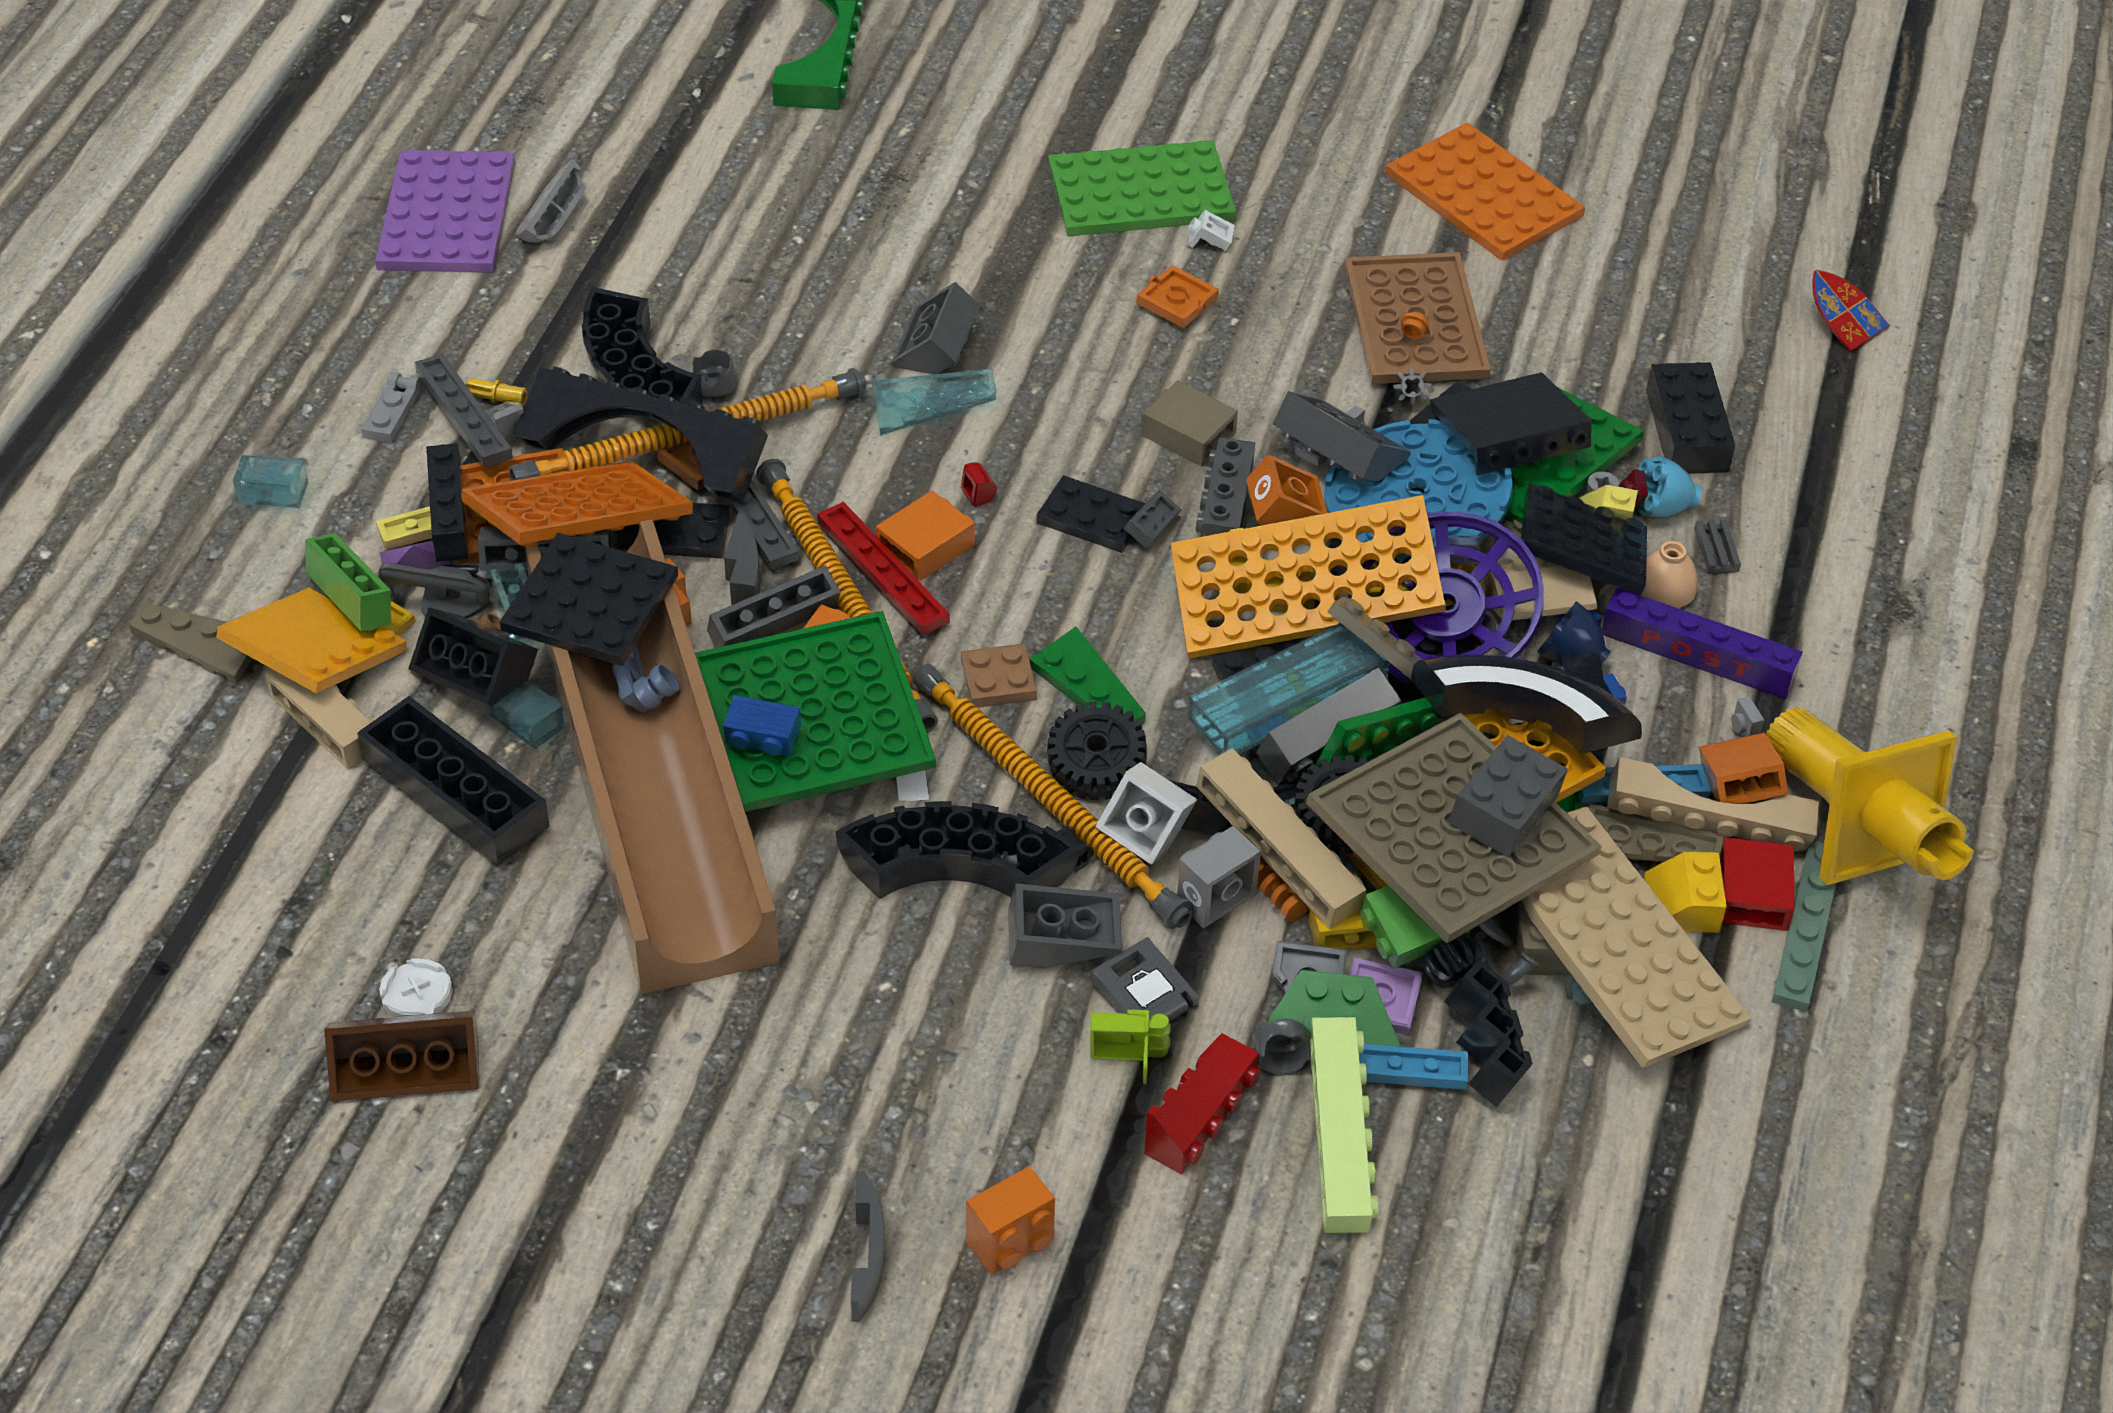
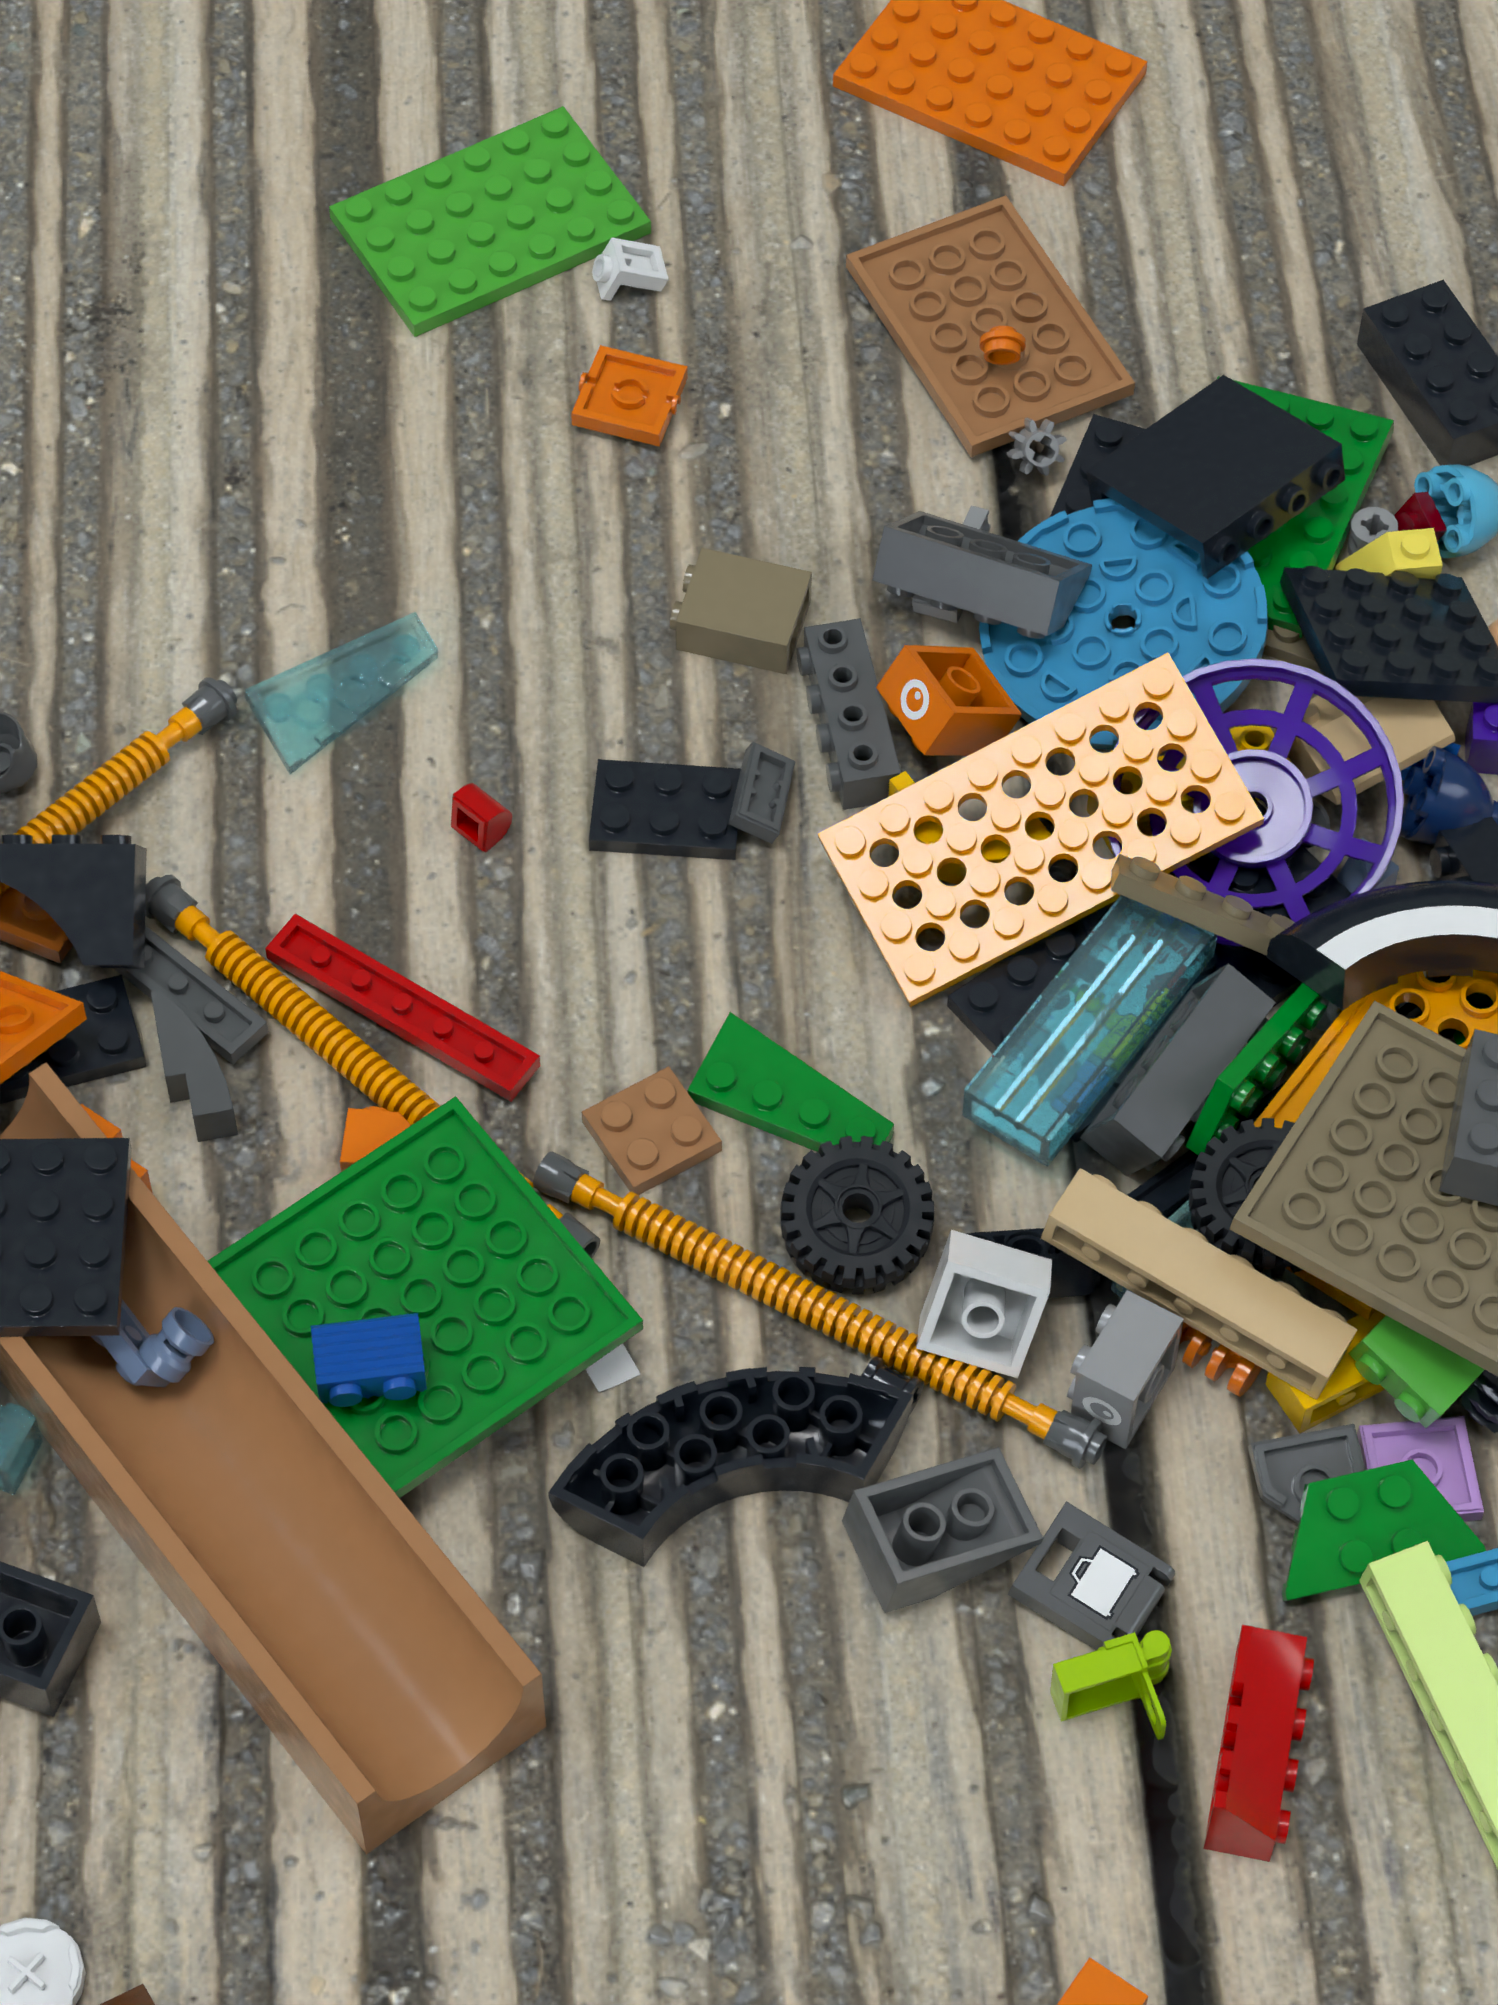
camera: 20 degrees left, 10 degrees up
(774, 609) = (278, 1142): dark grey brick -> none
(927, 534) = (444, 928): orange brick -> none
(937, 331) = (300, 571): dark grey slope -> none
(1282, 1045) = (1330, 1611): dark grey hair -> none
(1470, 541) = (1240, 696): sand blue wheel -> none

